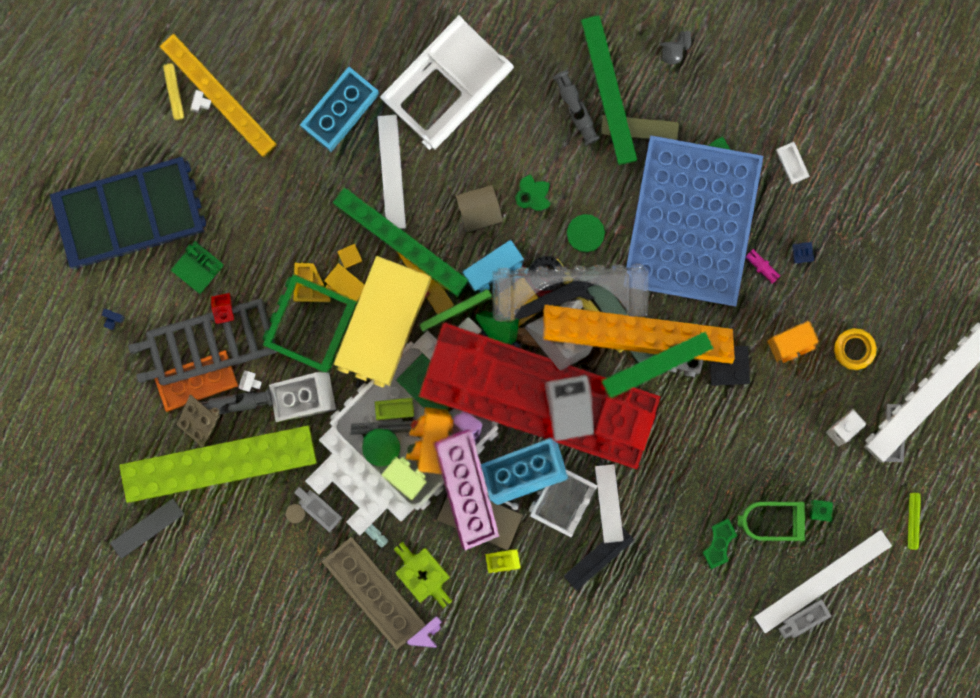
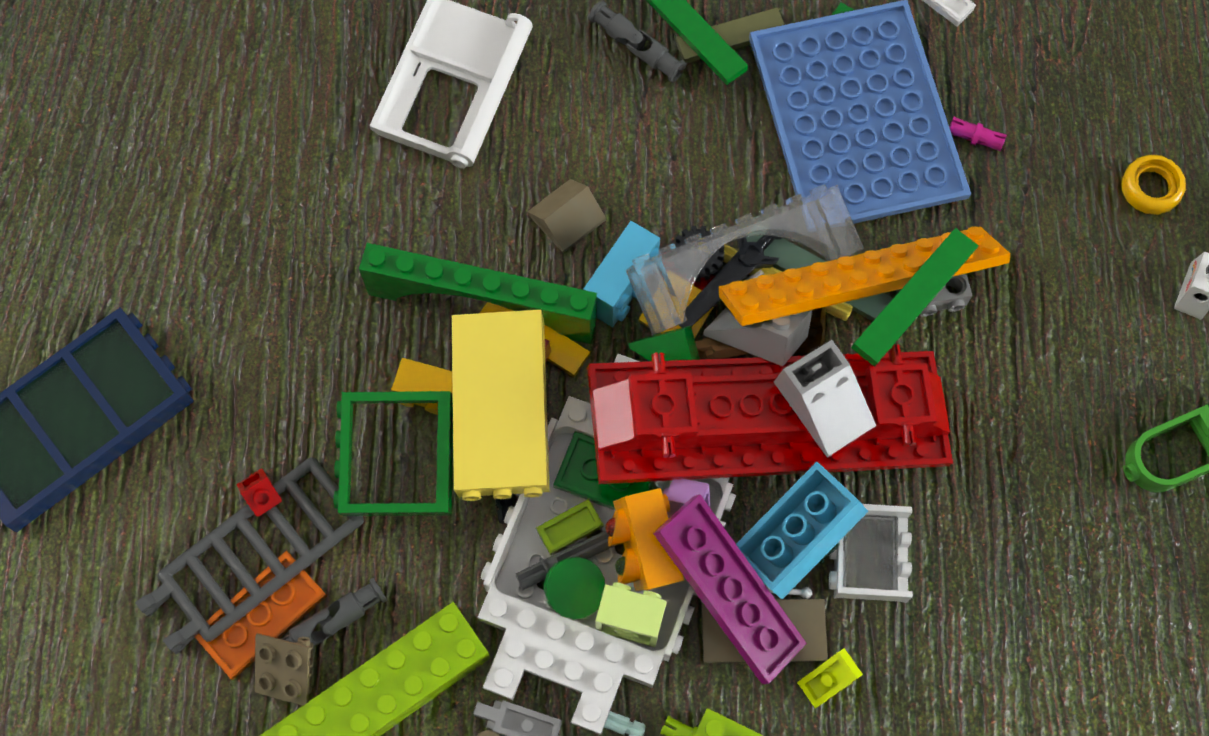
camera: 30 degrees left, 15 degrees down
(112, 317) = (97, 575): dark blue tile -> none
(173, 91) = (79, 235): light yellow axle -> none
(197, 267) = (200, 452): green hinge -> none
(200, 102) = (121, 231): white tile -> none
(218, 95) = (145, 216): yellow tile -> none
(248, 381) = (338, 580): white tile -> none
(302, 396) = (427, 567): white slope -> none
(304, 293) = (374, 418): yellow wing -> none
(339, 109) = (320, 162): medium azure brick -> none
(350, 256) = (415, 346): yellow tile -> none
(391, 170) = (420, 204): white tile -> none
(456, 311) = (597, 351): bright green tile -> none
(535, 192) = (632, 166): green plate -> none
(585, 233) = (724, 188): green tile -> none
(596, 560) = (964, 614): black fence -> none
(609, 503) = (939, 529): white tile -> none
(717, 551) = (1121, 531): green tile -> none
(733, 373) = (1007, 282): black plate -> none
(788, 344) = (1076, 199): light orange brick -> none
(802, 253) = (1018, 98): dark blue tile -> none

